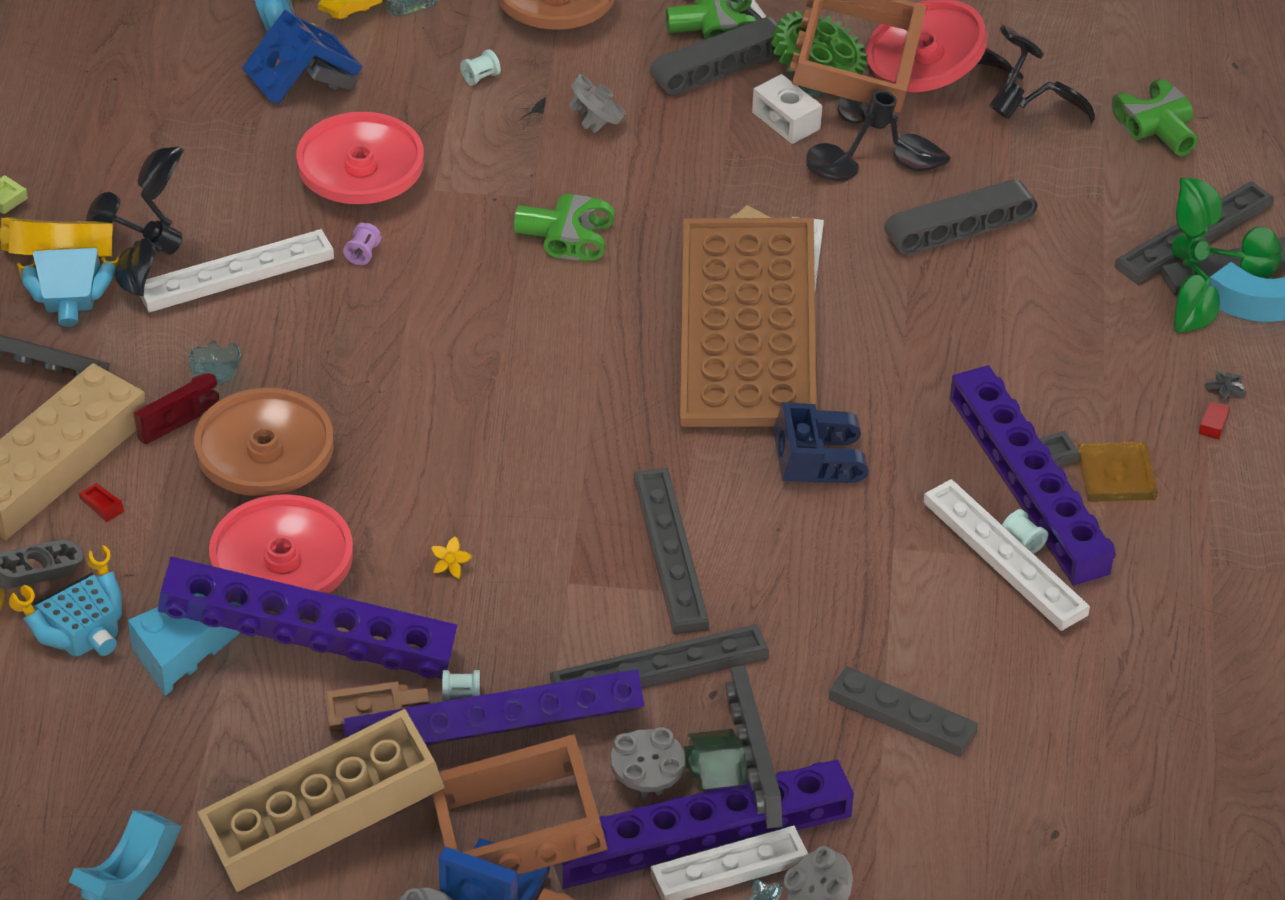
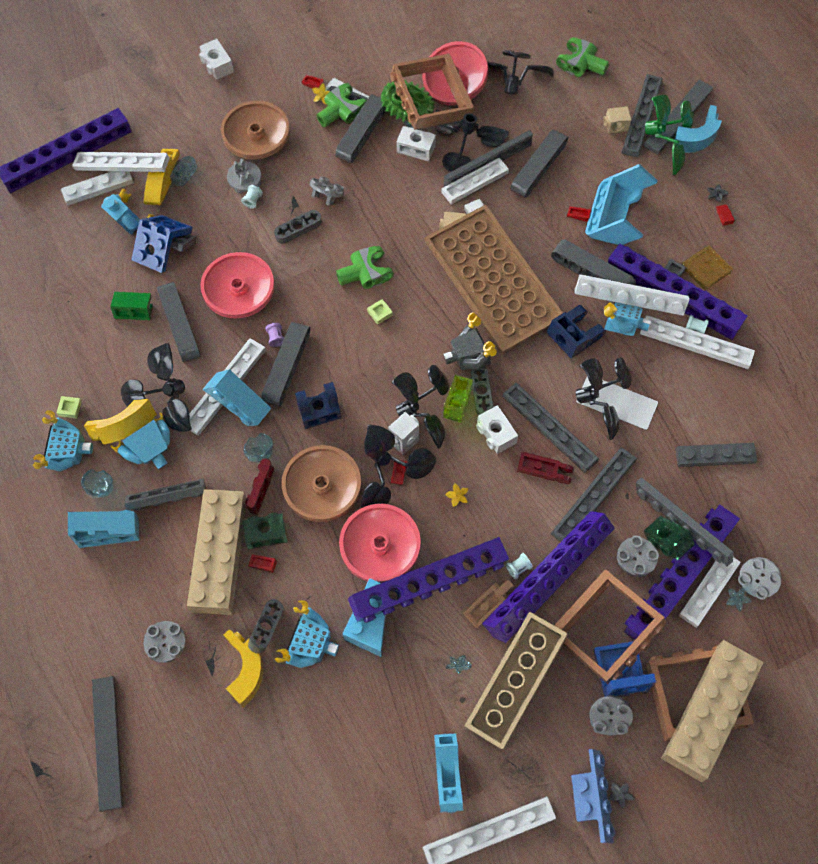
camera: 30 degrees left, 20 degrees up
(136, 461) = (275, 535): none -> clear green brick
(192, 118) = (131, 305): none -> green hinge
(236, 282) = (237, 397): none -> medium azure wedge
(240, 166) = (178, 322): none -> dark grey beam
(264, 756) = (459, 664): none -> clear light blue plant
(338, 356) = (326, 399): none -> dark blue brick
(346, 284) = (286, 364): none -> dark grey beam
(375, 409) = (376, 444): none -> black plant
(392, 492) = (398, 473): none -> red piece
(435, 438) = (405, 432): none -> white brick
(486, 134) = (298, 220): none -> dark grey beam
(489, 457) = (408, 386): none -> black plant
(493, 34) = (243, 175): none -> light grey plate
(541, 287) = (380, 311): none -> yellowish green plate
(555, 438) = (457, 398): none -> clear neon green brick
(581, 508) = (496, 419): none -> white brick
(606, 466) = (483, 383): none -> dark grey beam
(612, 591) = (544, 468): none -> dark red hinge
(630, 389) = (470, 348): none -> dark grey torso
(770, 481) = (589, 394): none -> black plant
(808, 572) = (629, 405): none -> white sticker
(837, 194) = (475, 180): none -> white plate
(881, 177) = (503, 152): none -> dark grey tile
(906, 457) = (624, 318): none -> medium azure torso
(923, 385) = (587, 264): none -> dark grey beam
(942, 432) = (631, 295): none -> white plate
(970, 311) = (579, 213): none -> red piece
(1037, 320) = (611, 205): none -> medium azure windscreen
(1141, 216) = (617, 119): none -> tan brick

